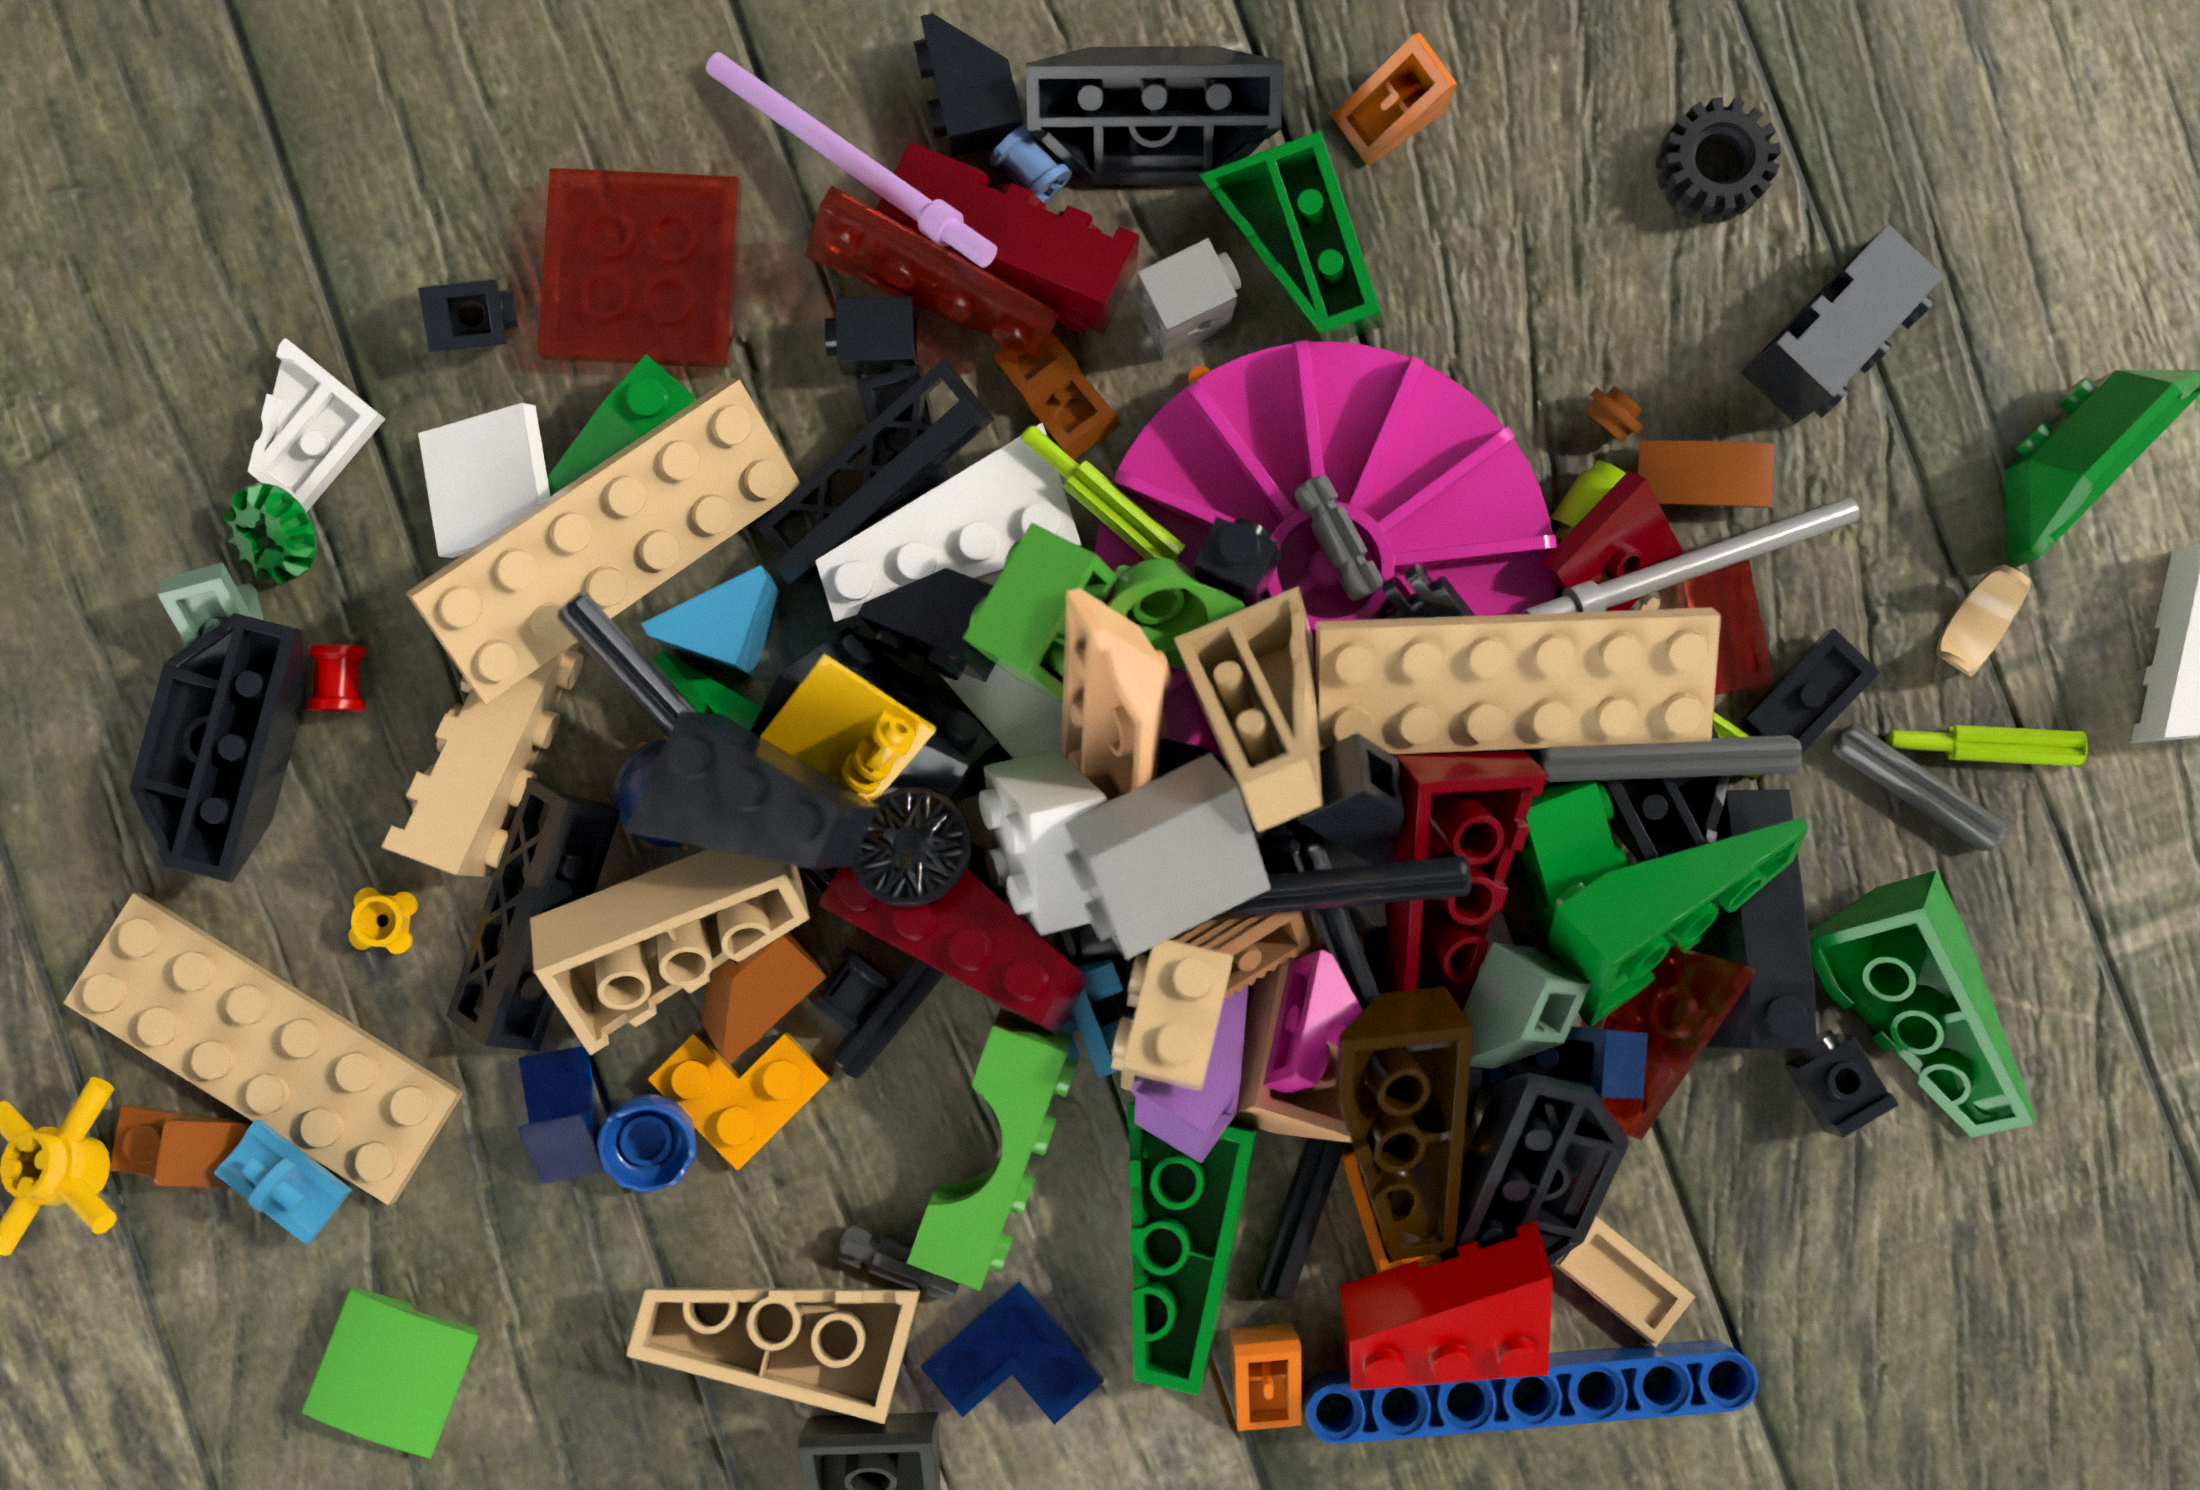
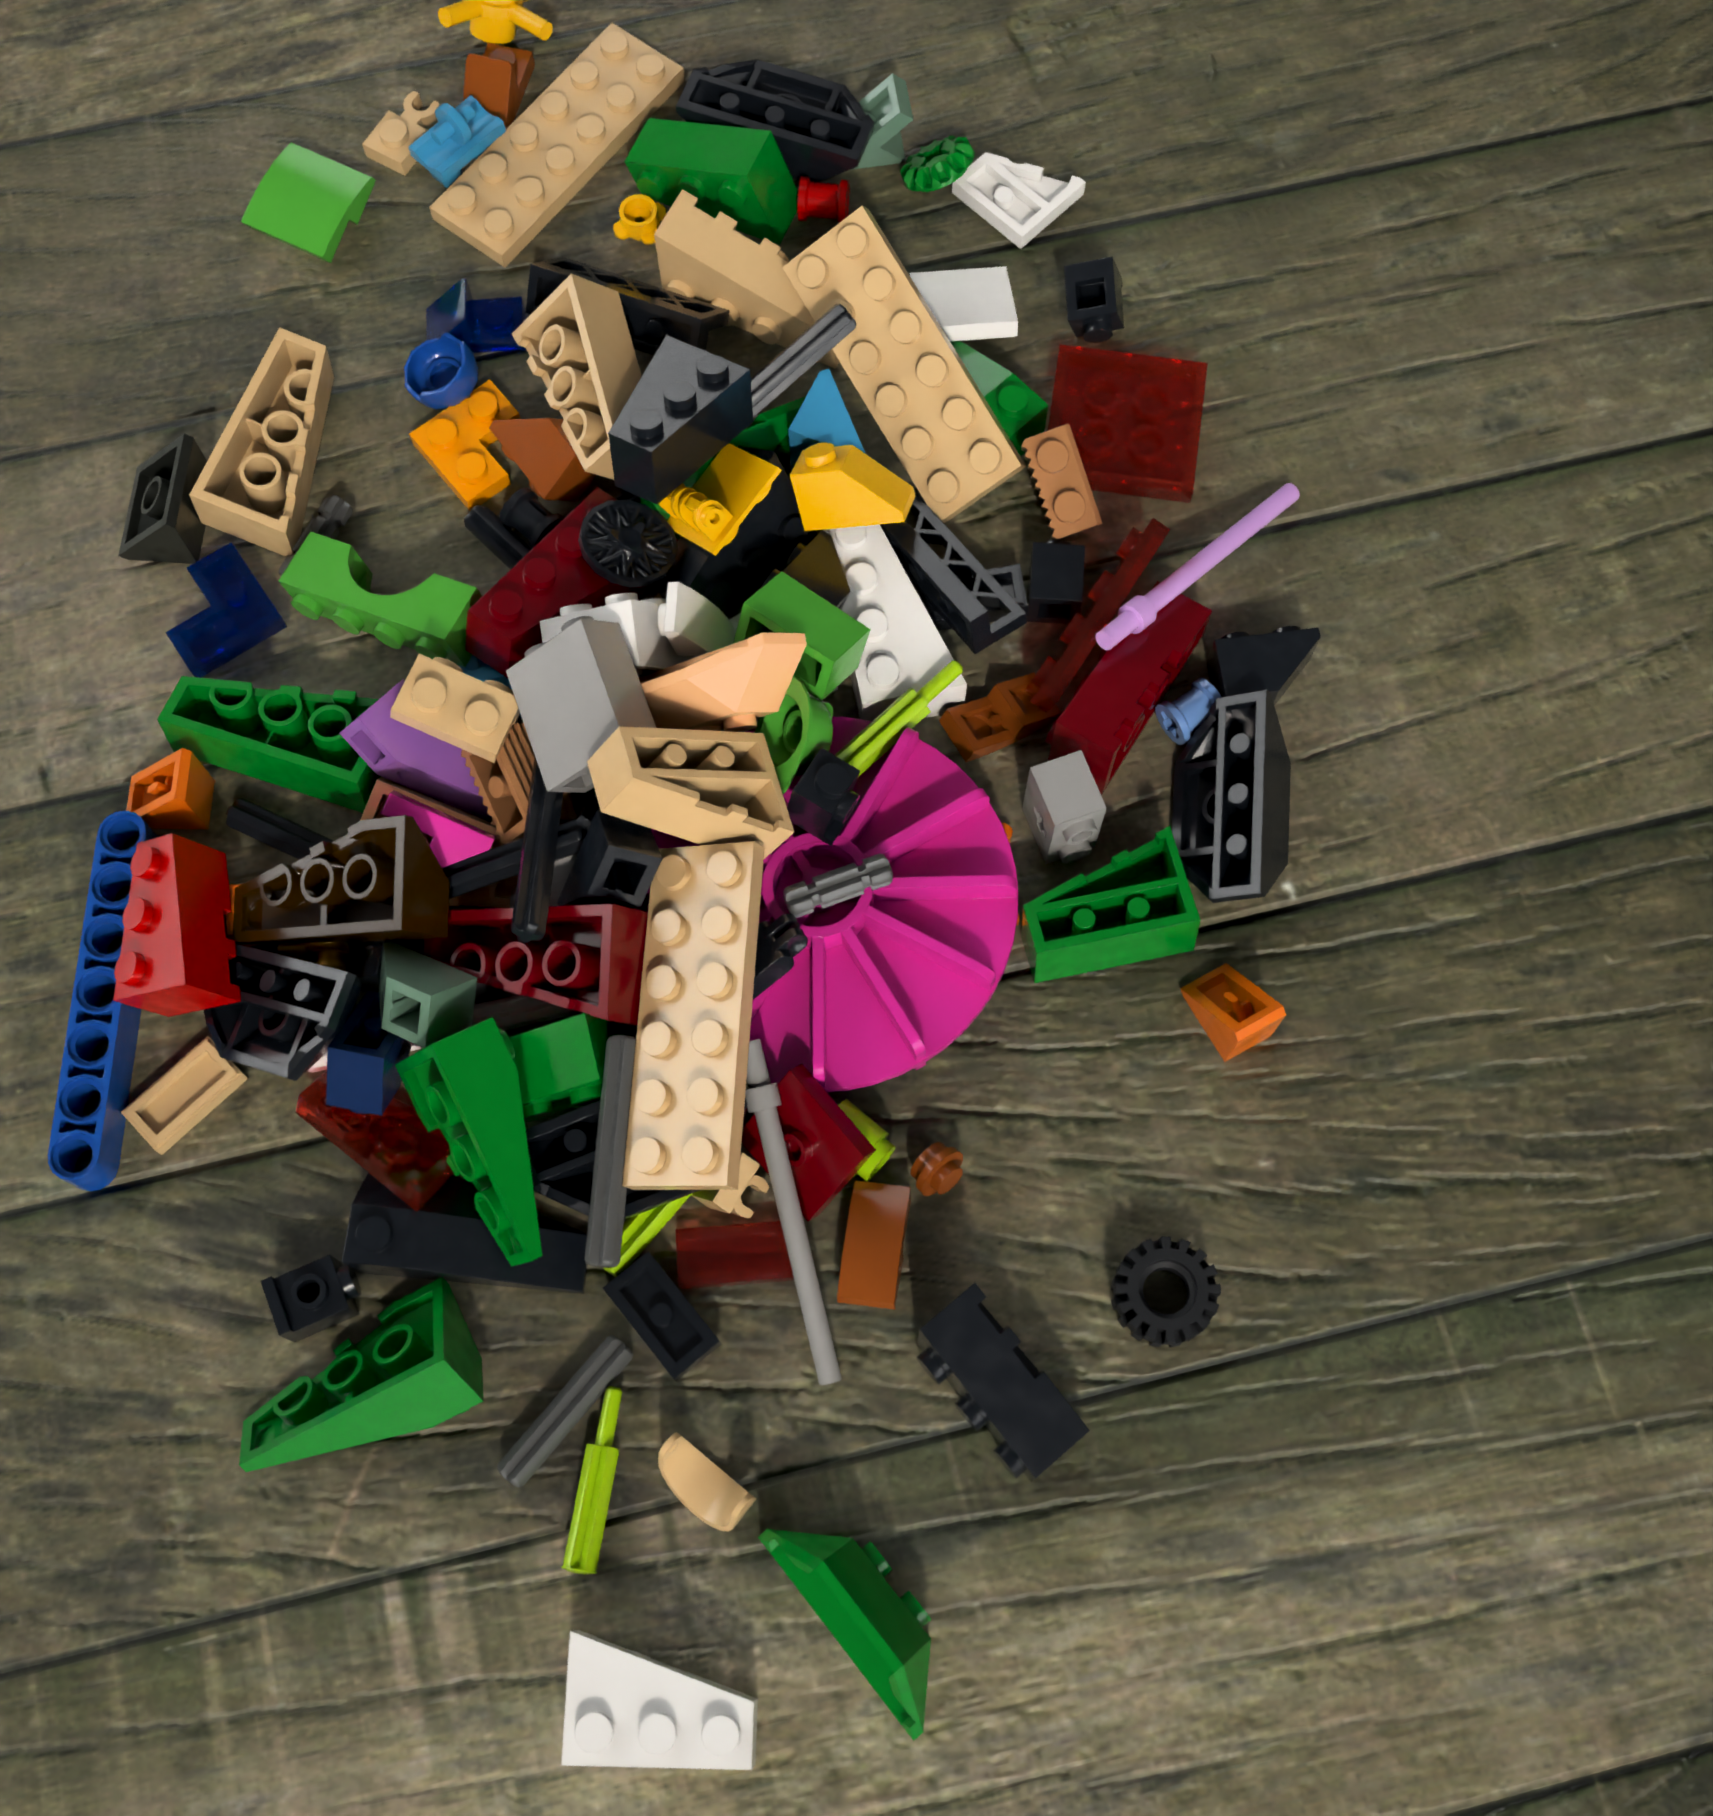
camera: 100 degrees right, 15 degrees down
(273, 1267) = (395, 133): none -> tan plate
(314, 826) = (723, 167): none -> green wedge
(752, 332) = (1061, 482): none -> medium nougat brick
(810, 581) = (847, 489): none -> yellow slope
(1027, 744) = (693, 622): none -> white slope

